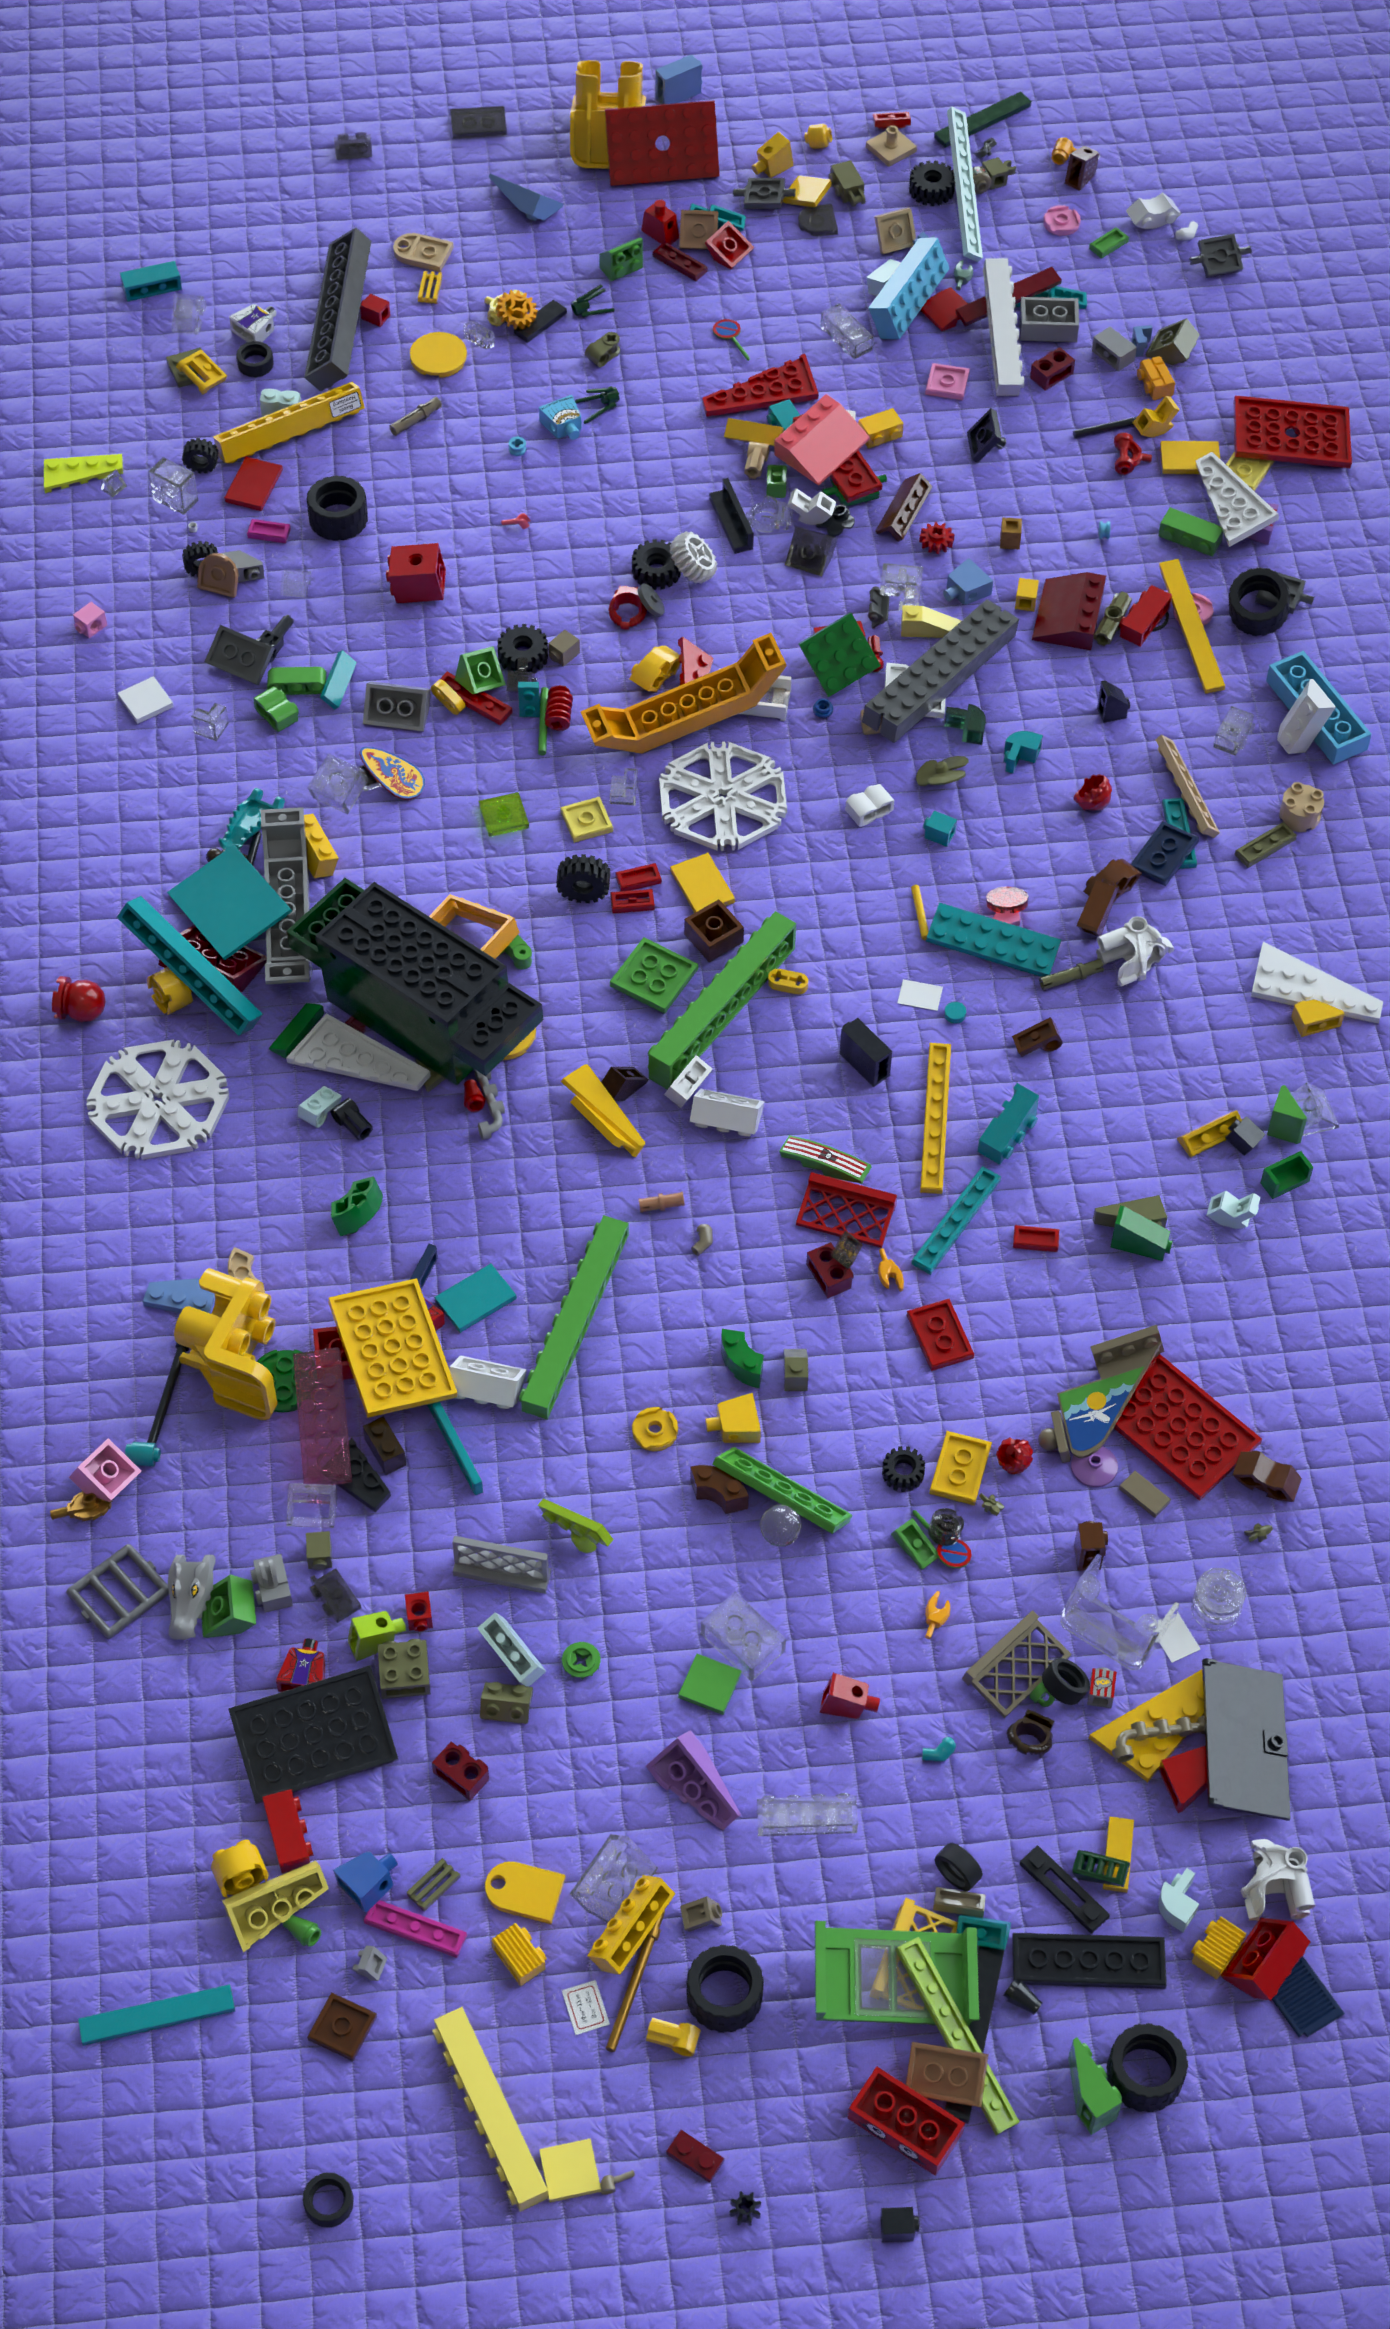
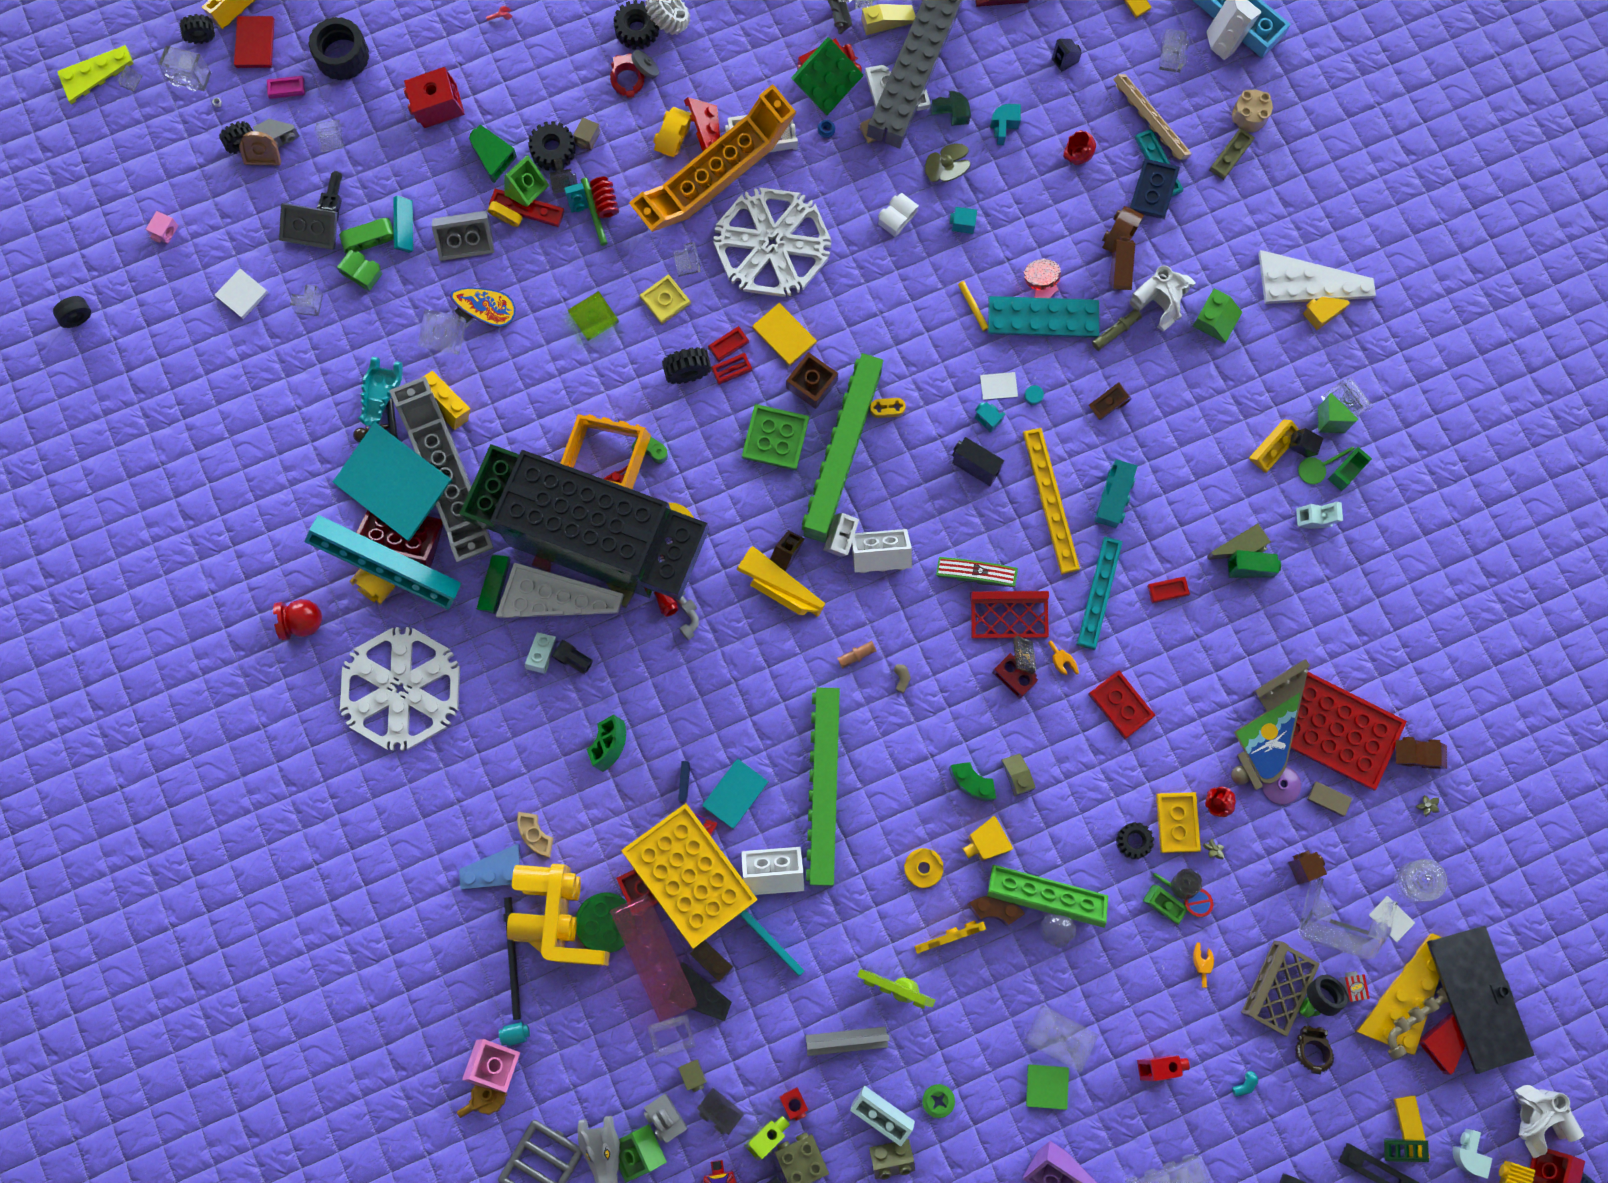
camera: 20 degrees left, 20 degrees up
(457, 637) = (492, 152): none -> green slope
(674, 1498) = (952, 935): none -> yellow wing
(896, 1017) = (988, 416): none -> teal brick
(1190, 990) = (1218, 316): none -> bright green slope
(1246, 1169) = (1313, 470): none -> bright green piece

